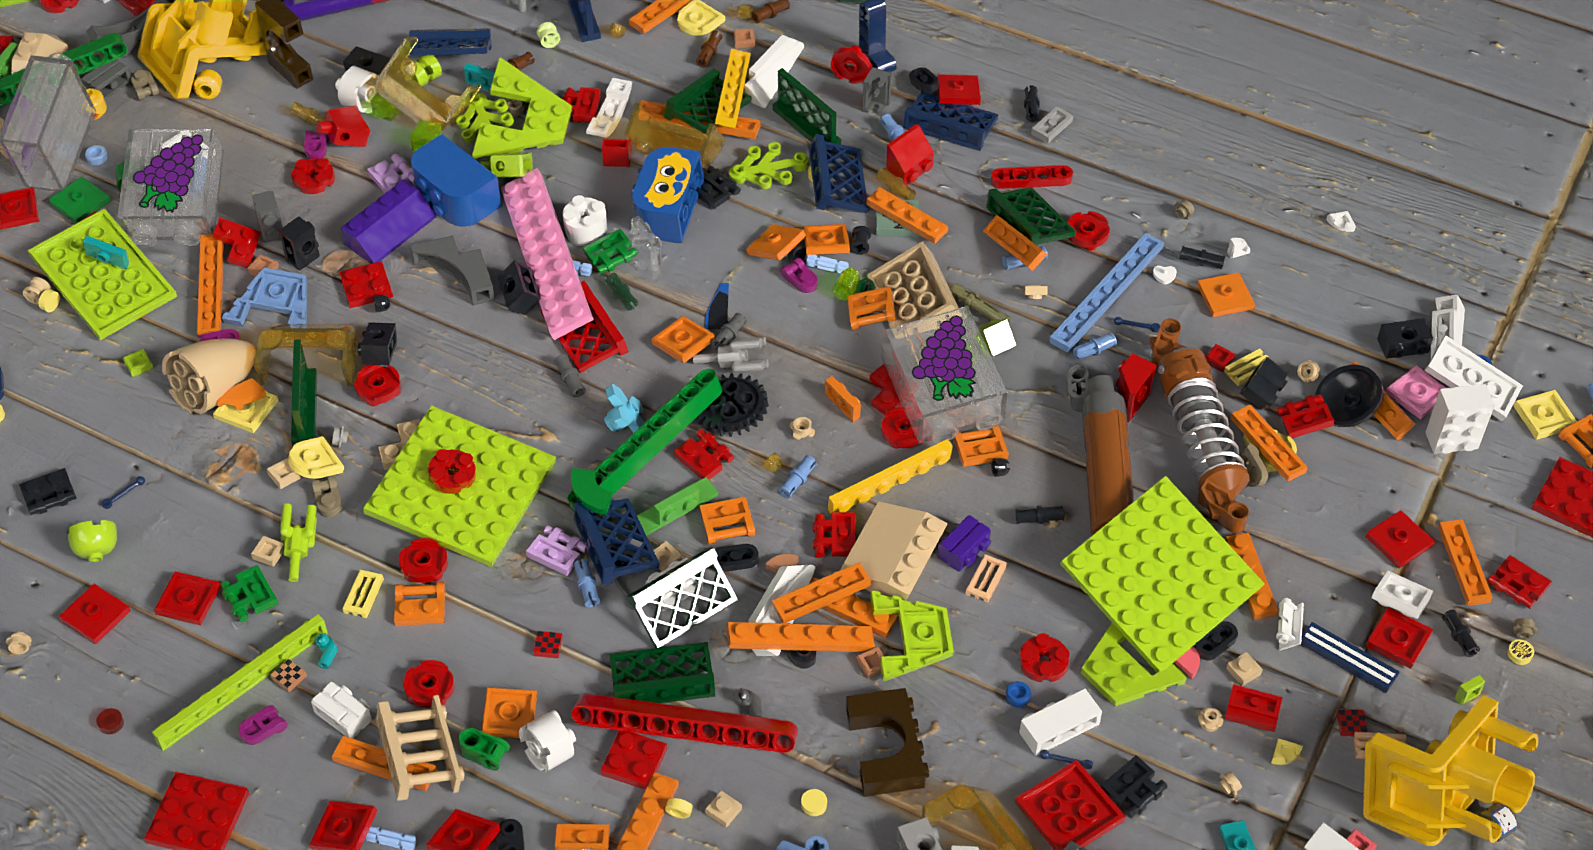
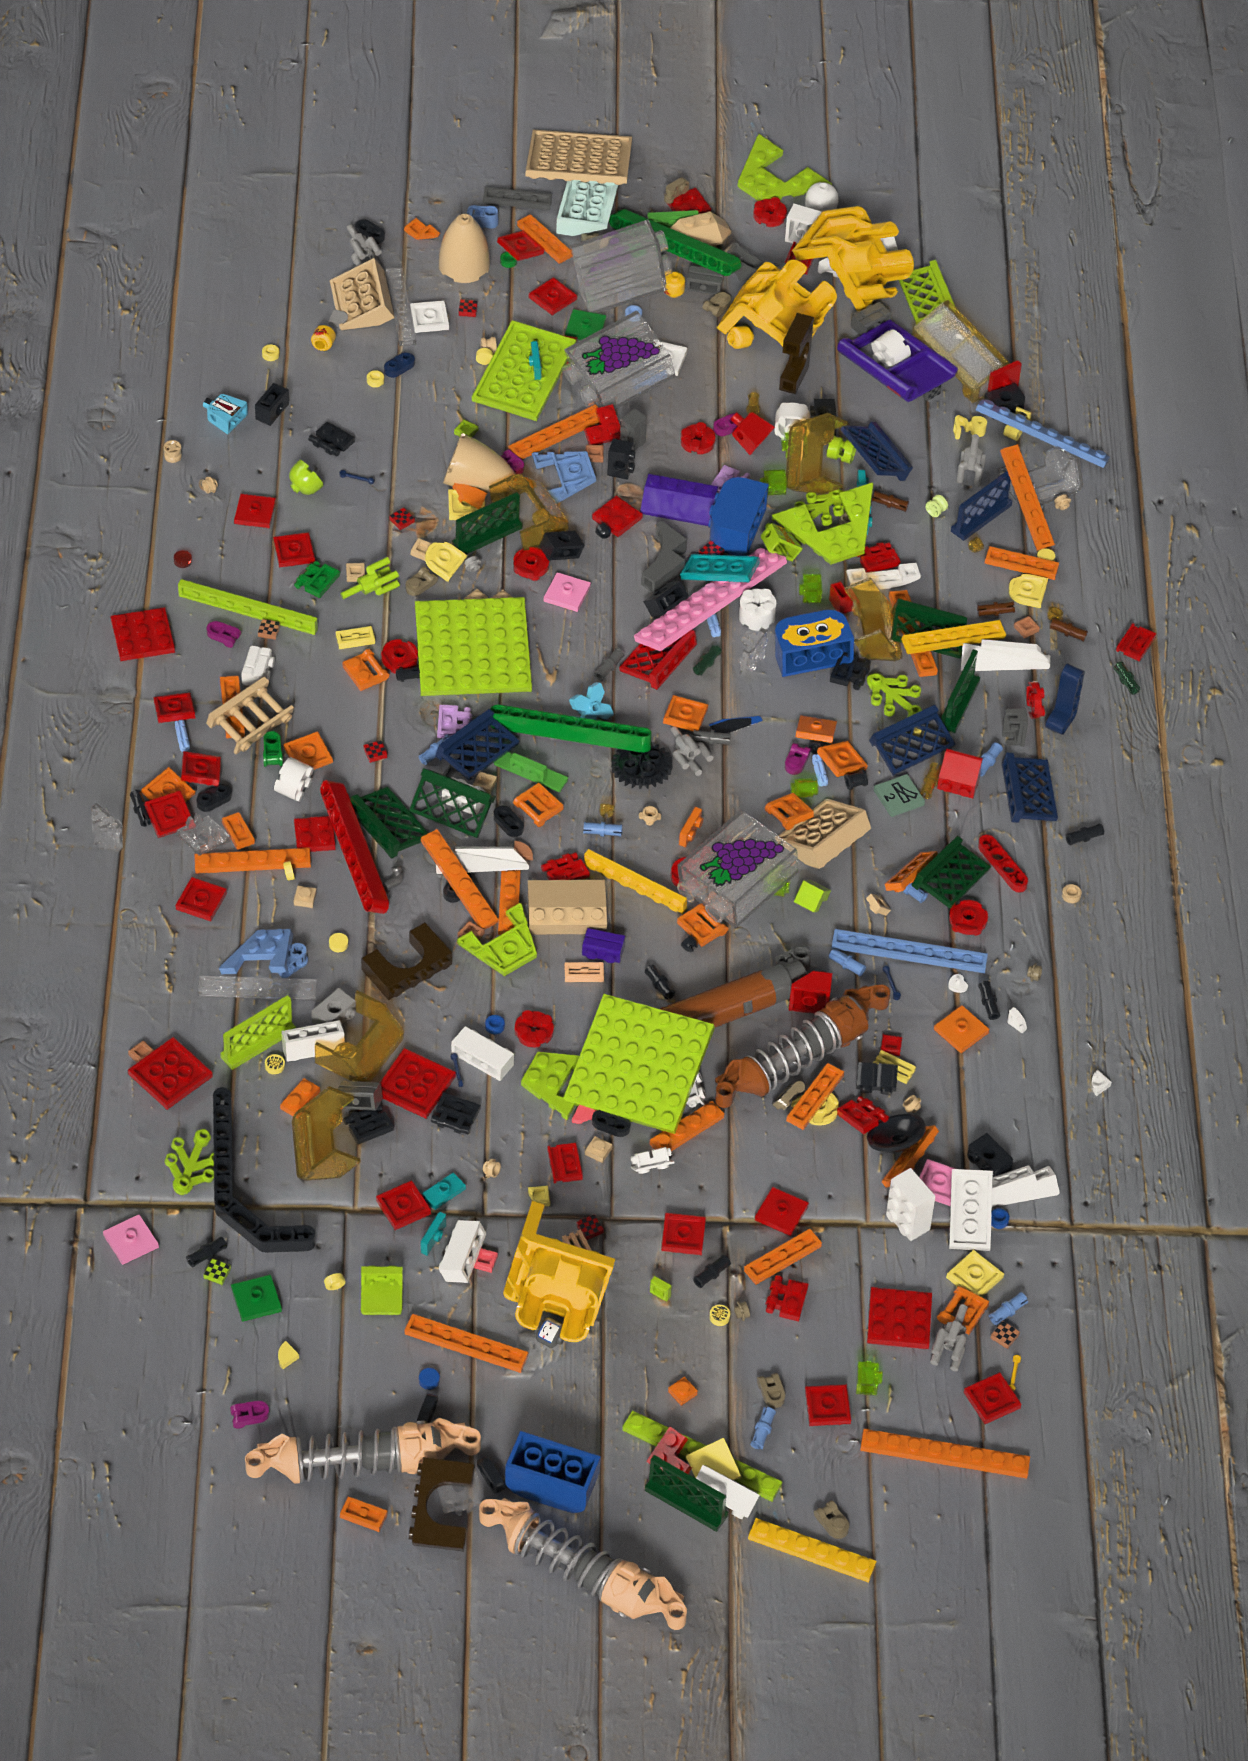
camera: 60 degrees right, 0 degrees up
(220, 475) = (401, 518): none -> red tile
(328, 649) = (300, 640): teal arm -> none
(428, 670) = (309, 710): red plate -> none
(440, 370) = (567, 592): none -> bright pink plate
(448, 459) = (473, 623): red plate -> none
(454, 568) = (409, 673): none -> black pin
(475, 228) = (711, 549): none -> tile
(512, 225) = (720, 568): none -> teal tile
(586, 169) = (811, 588): none -> clear neon green brick
(588, 492) = (501, 710): green tile -> none
(607, 247) = (735, 631): green plate -> none
(698, 459) = (583, 769): red plate -> none
(821, 593) = (498, 874): orange plate -> none
(863, 285) = (810, 800): dark green hinge -> none
(907, 215) = (899, 797): orange plate -> none
(924, 80) = (1056, 755): black plate -> none
(959, 89) = (1066, 781): red plate -> none
(973, 301) = (844, 861): olive pin -> none
(1052, 124) = (1069, 855): light grey plate -> none
(1096, 144) = (1071, 893): none -> tan tile
(1209, 724) = (540, 1145): tan plate -> none
(1349, 657) = (648, 1209): dark blue tile -> none
(1402, 594) = (721, 1222): white plate -> none

